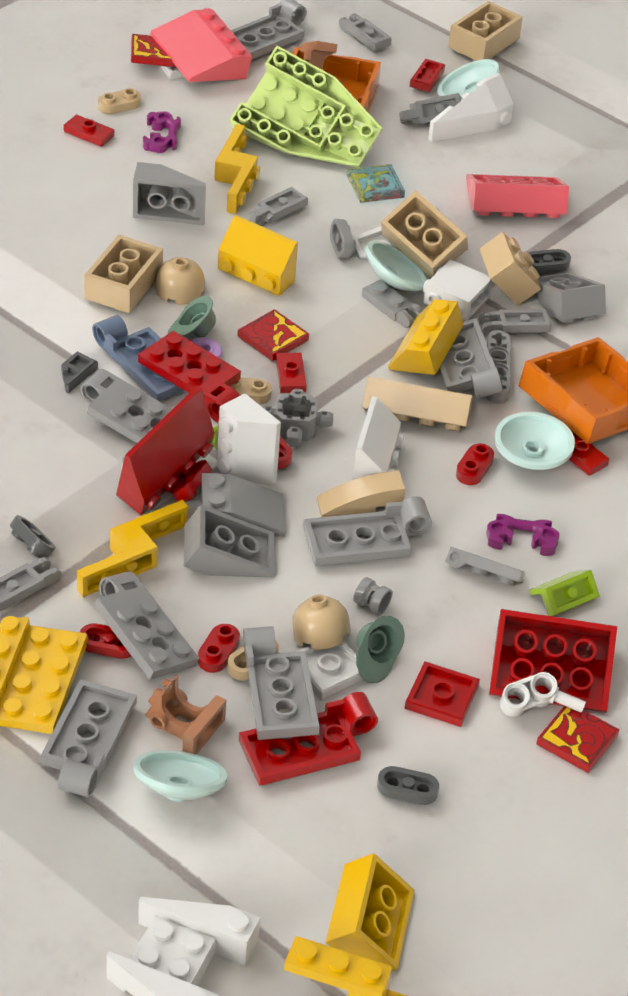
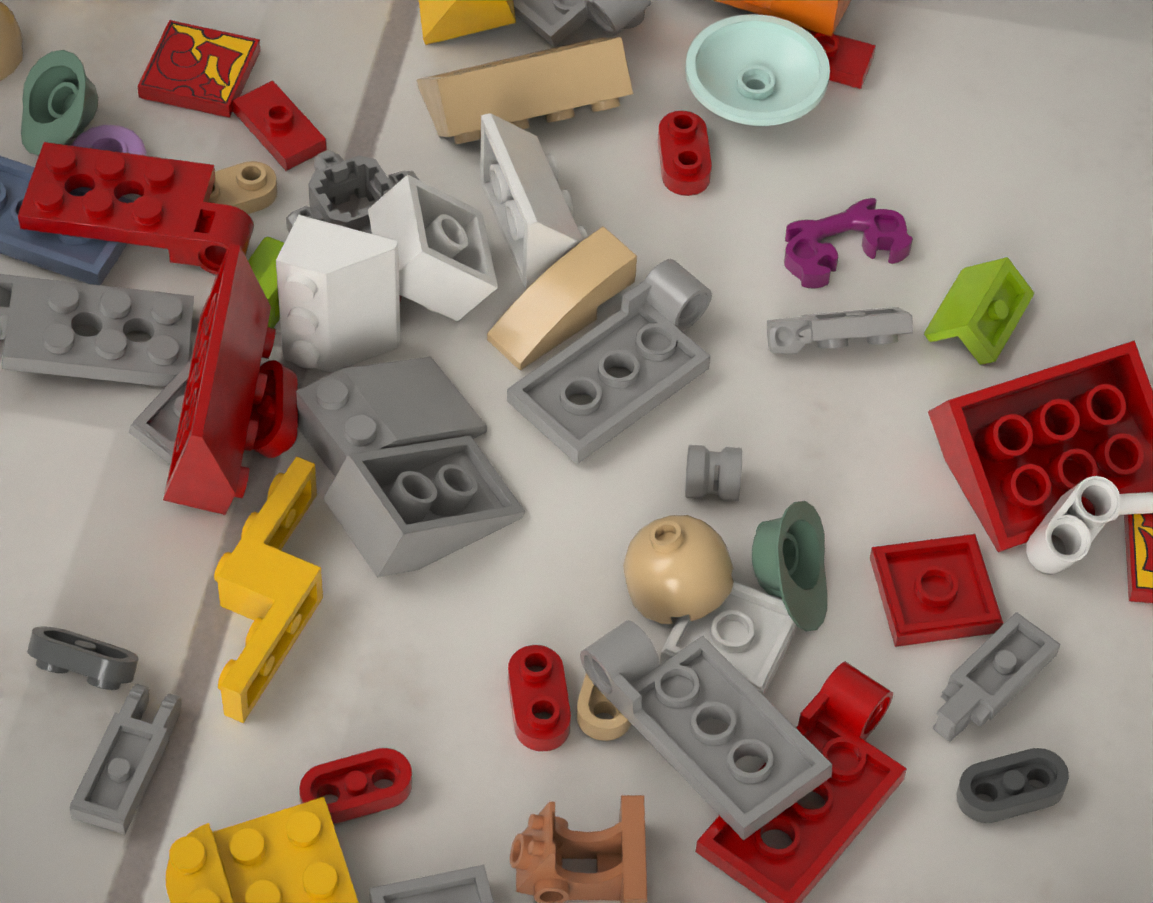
camera: 30 degrees left, 10 degrees up
(128, 603) = (358, 702): light grey hinge -> none
(312, 445) = (440, 247): none -> white brick
(437, 738) = (994, 675): none -> light grey hinge

